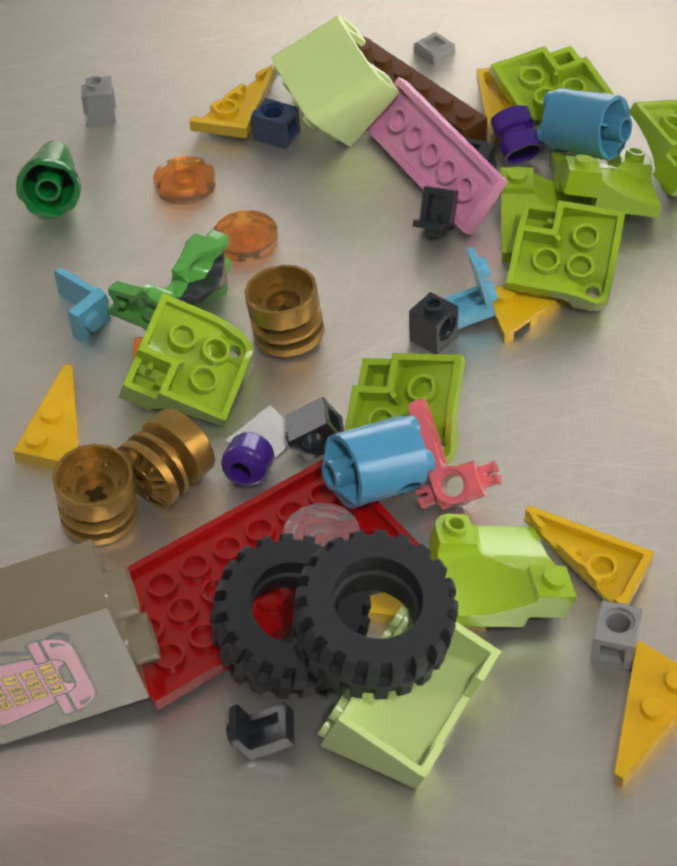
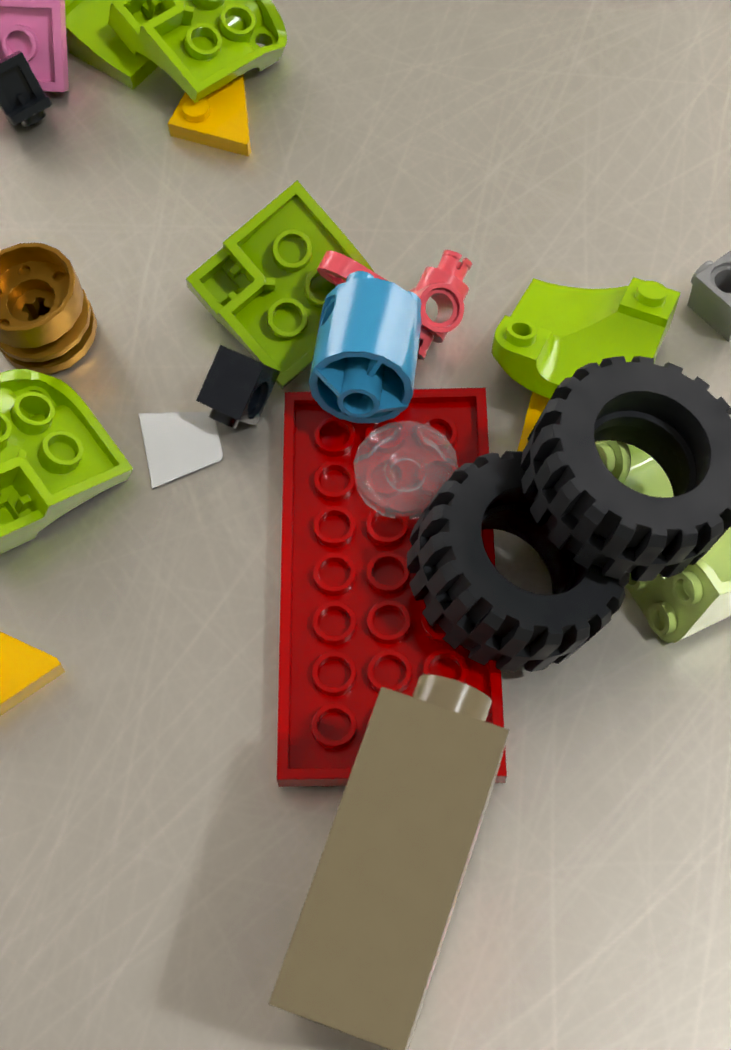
camera: 55 degrees left, 15 degrees up
(95, 494) = (143, 636): pearl gold wheel -> none
(167, 457) = (156, 557): pearl gold wheel -> none
(247, 459) = (218, 478): dark purple head -> none
(261, 731) = (623, 685): black bracket -> none
(433, 323) = (180, 191): black brick -> none
(476, 302) = (187, 129): medium azure bracket -> none
(603, 561) = (614, 251): yellow wing -> none

